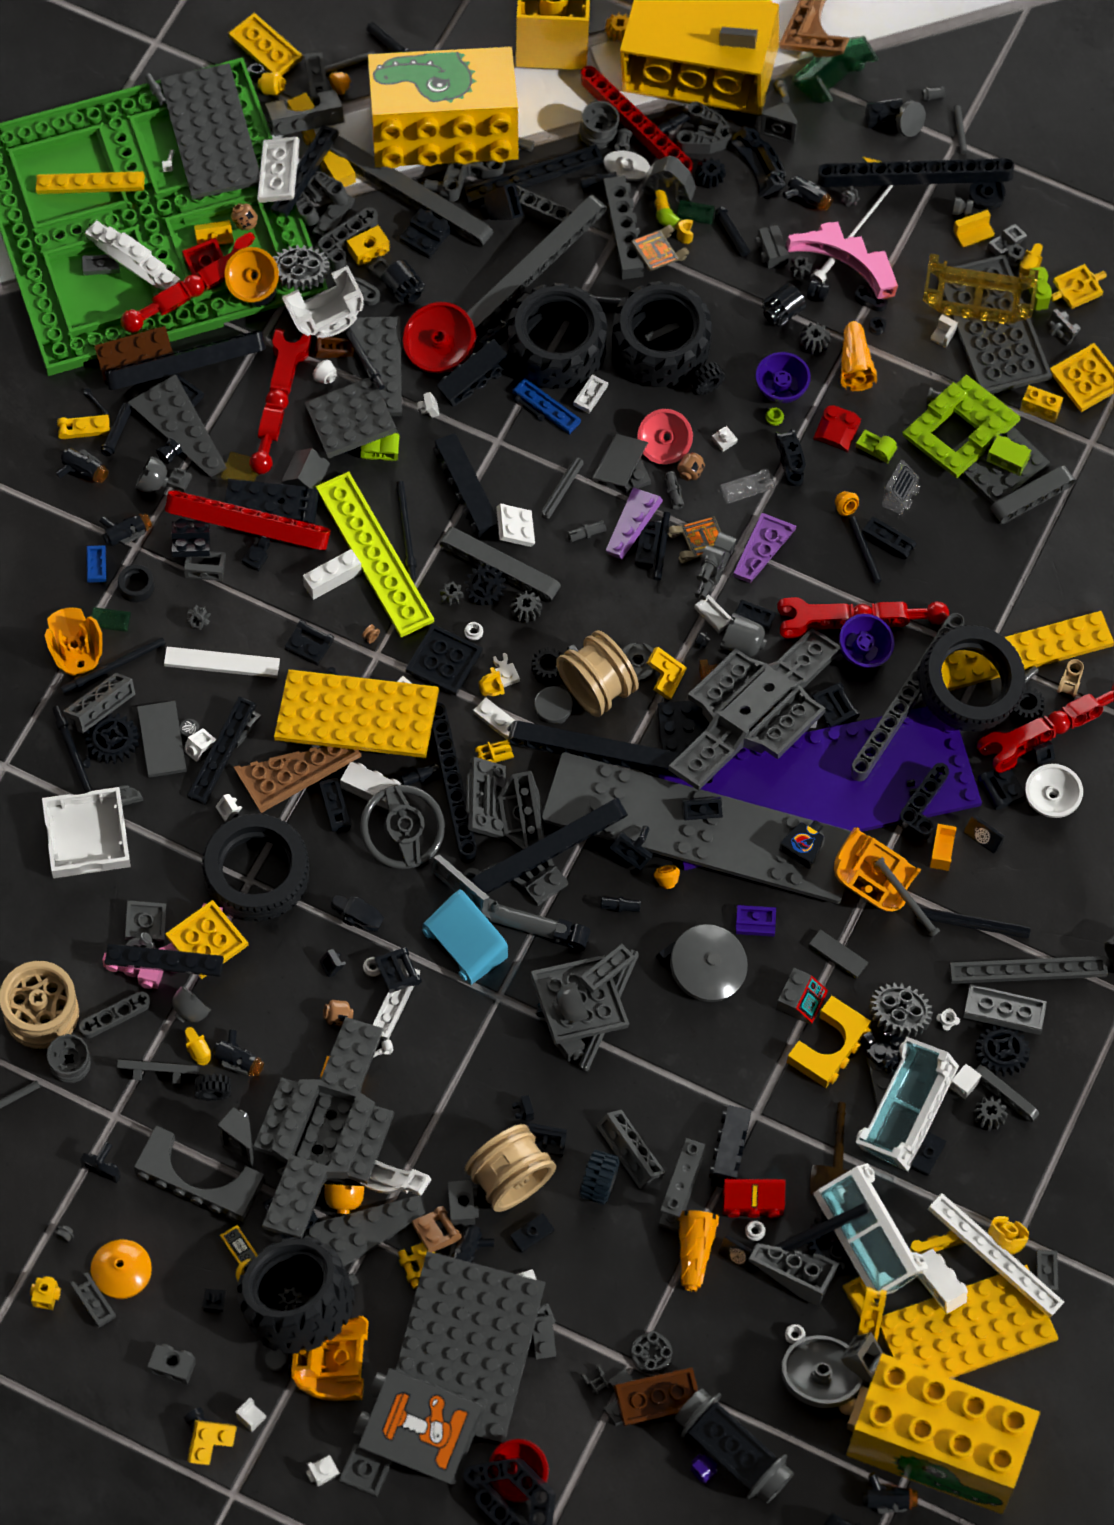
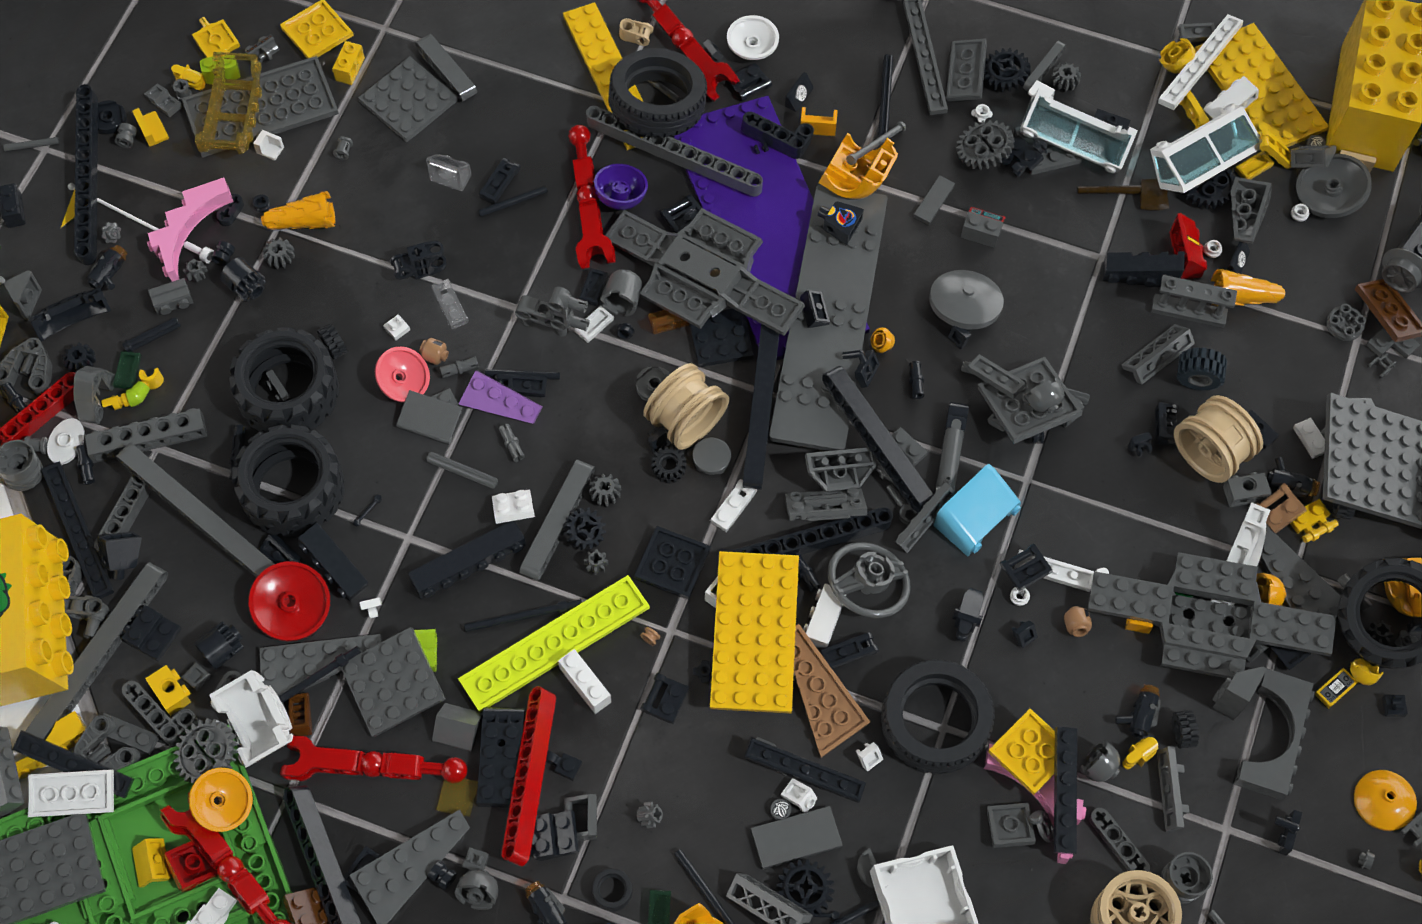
camera: 95 degrees left, 0 degrees up
(222, 662) = (697, 787): white tile -> none
(244, 216) = (131, 827): medium nougat head -> none
(324, 372) = (334, 717): white cone -> none
(473, 626) = (635, 533): white plate -> none
(491, 684) = (696, 514): yellow piece -> none
(497, 751) = (773, 505): yellow arm -> none
(507, 671) = (679, 503): white plate -> none
(547, 405) = (364, 493): blue tile -> none
(590, 394) = (351, 451): white plate -> none
(656, 250) = (177, 399): flag -> none
(670, 671) = (665, 353): yellow plate -> none
(697, 537) = (511, 339): flag -> none
(755, 920) = (914, 266): dark purple plate -> none
(762, 546) = (510, 283): medium lavender wing -> none
(774, 416) = (369, 284): lime plate -> none
(782, 377) = (331, 272): dark purple piece -> none
(824, 1067) = (1011, 182): yellow arch -> none
(825, 1227) = (1216, 187): black axle -> none
(837, 427) = (379, 230): red slope -> none
(846, 503) = (465, 216): light orange cone -> none
(879, 447) = (400, 195): lime plate -> none
(911, 118) = (24, 182): dark grey tile -> none
(974, 406) = (360, 107): lime piece -> none
(1008, 455) = (411, 80): lime brick -> none

